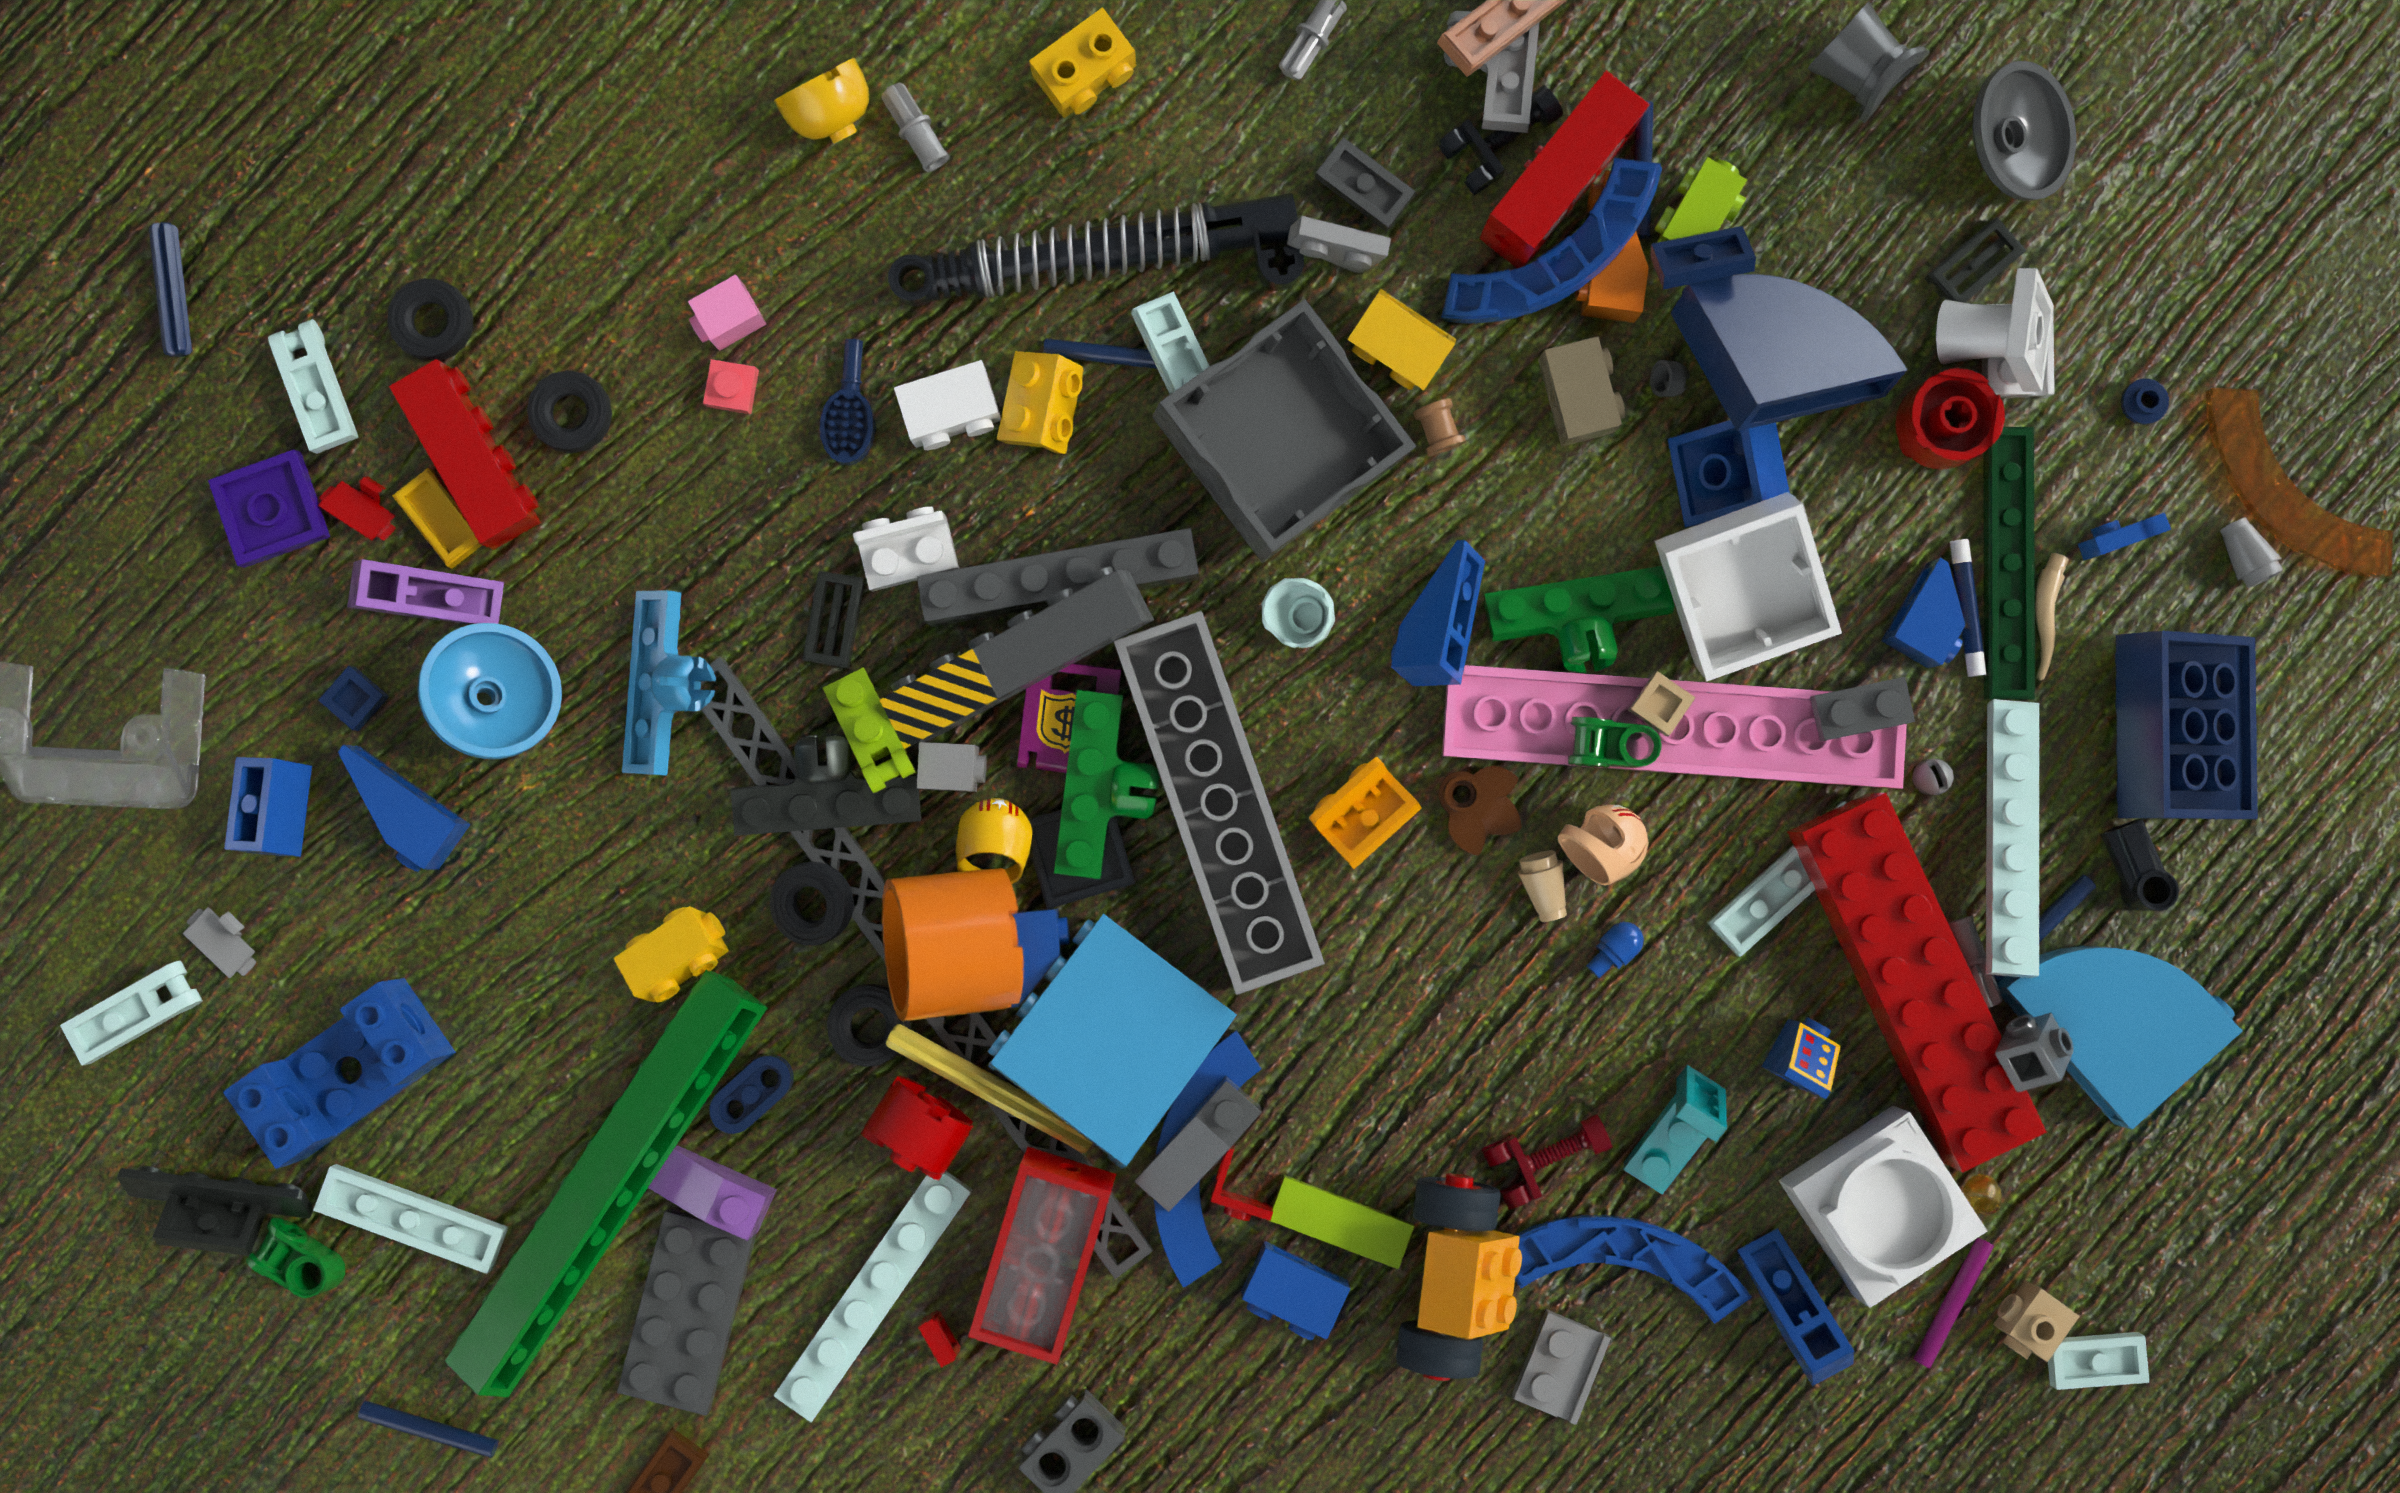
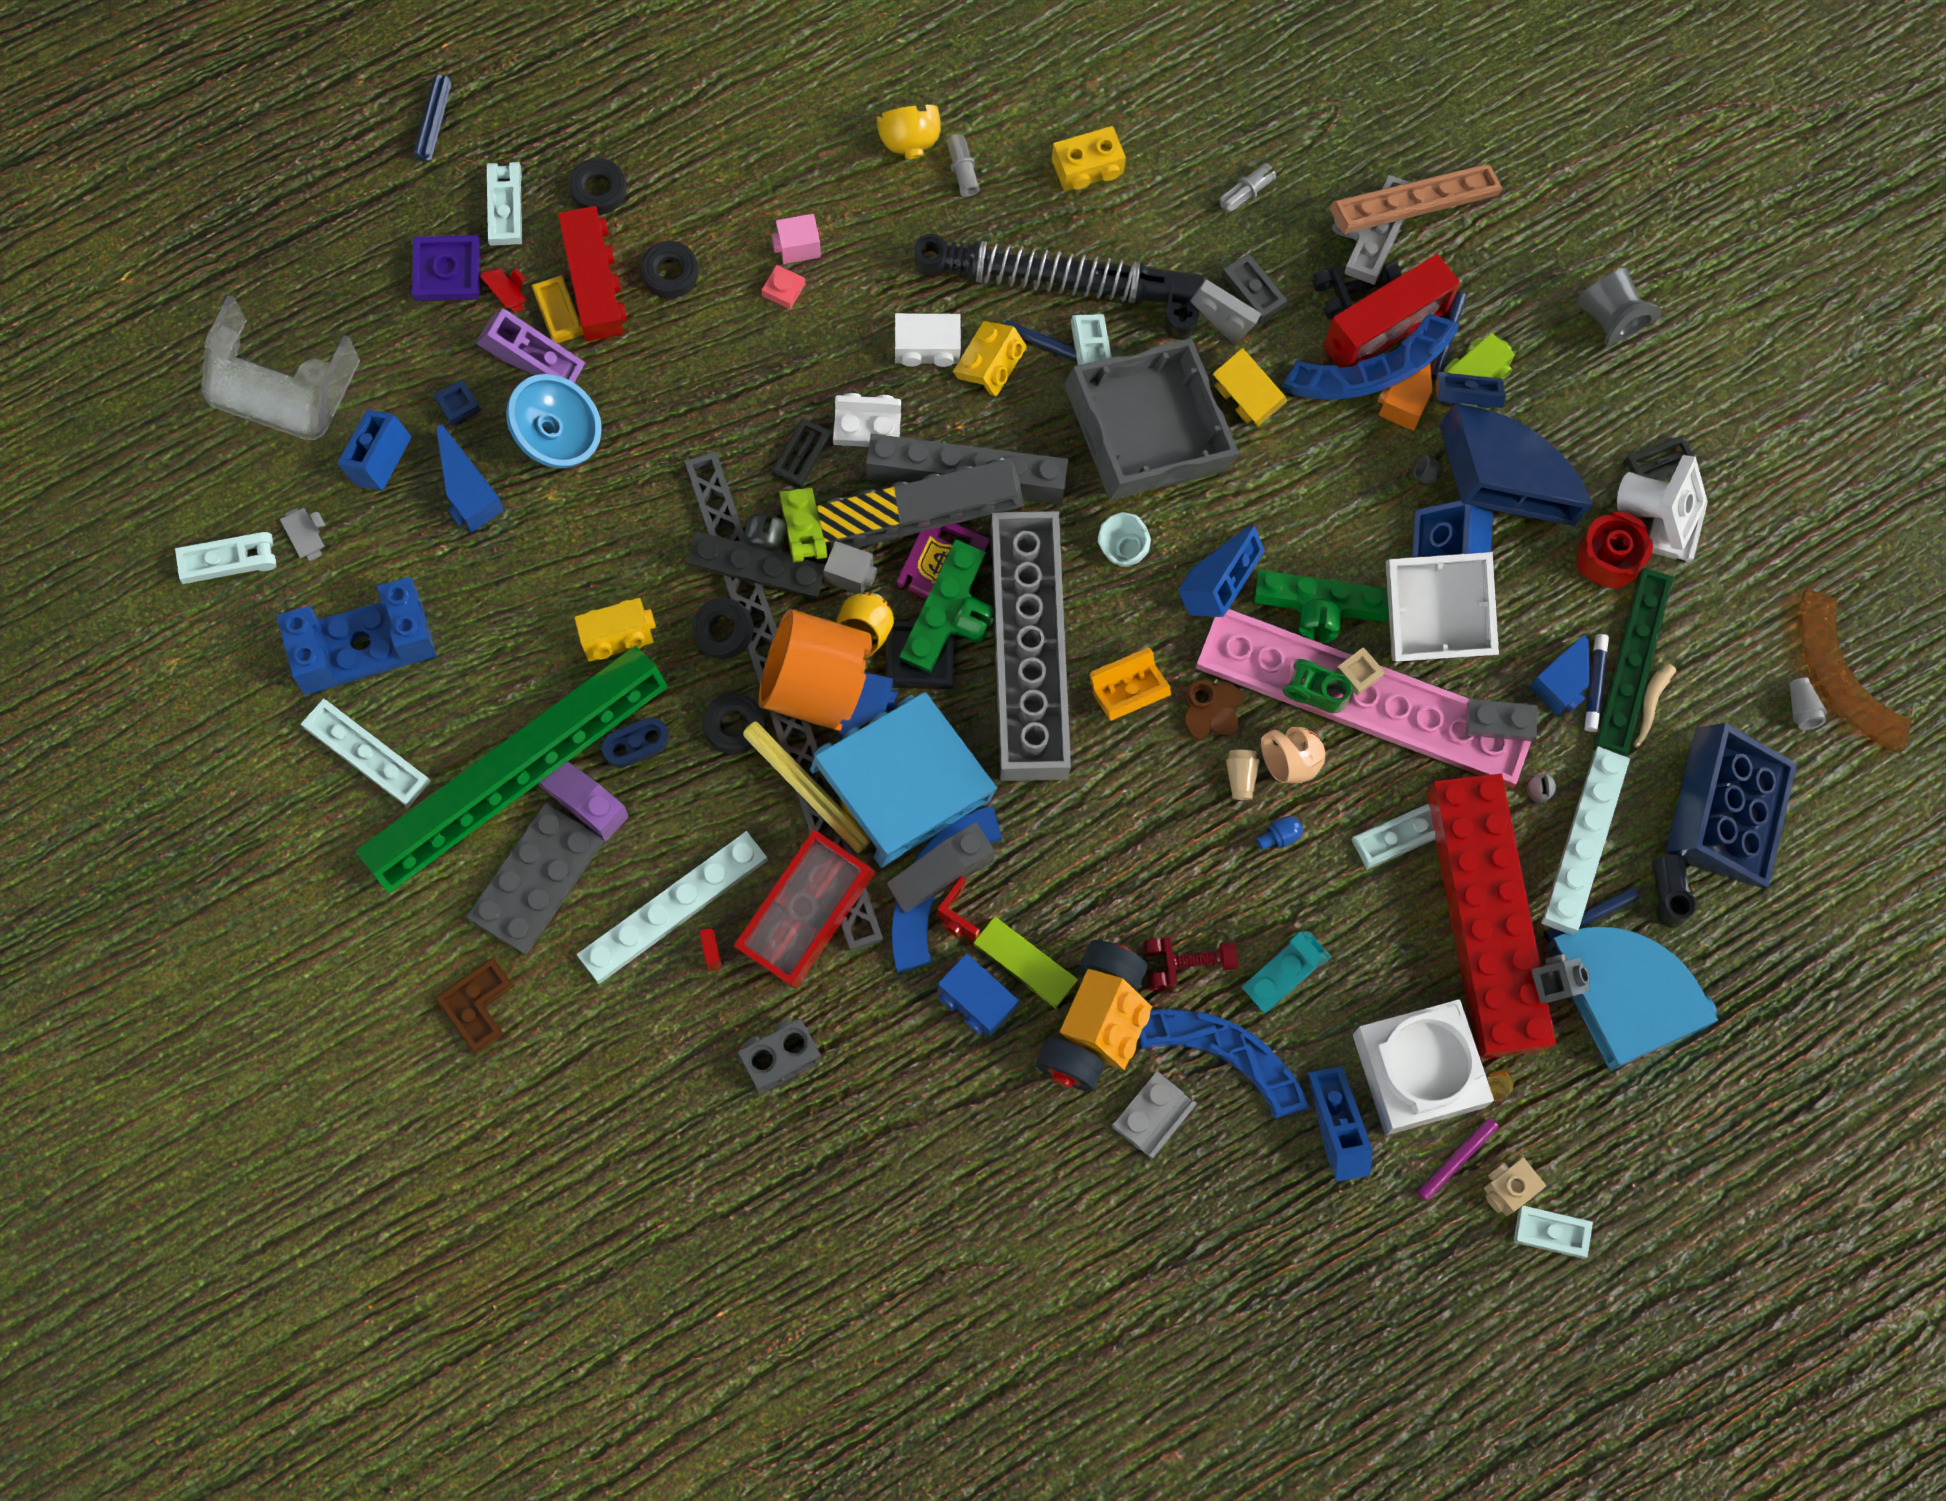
camera: 10 degrees right, 15 degrees down
(212, 1212) = (230, 701): pearl dark grey bracket -> none
(288, 1256) = (272, 752): green piece -> none
(428, 1429) = (321, 903): dark blue bar -> none
(659, 682) = (669, 454): dark azure plate -> none
(847, 416) = (856, 327): dark blue piece -> none
(918, 1128) = (747, 794): red brick -> none
(1439, 427) = (1259, 453): medium nougat bush -> none
(1581, 390) = (1363, 457): dark tan brick -> none
(1804, 1056) = (1393, 944): blue slope -> none
(1975, 956) = (1536, 905): light grey axle -> none
(2024, 131) = (1714, 382): dark grey dish -> none
(2112, 536) = (1710, 664): blue plate -> none
(2133, 407) = (1752, 591): dark blue plate -> none

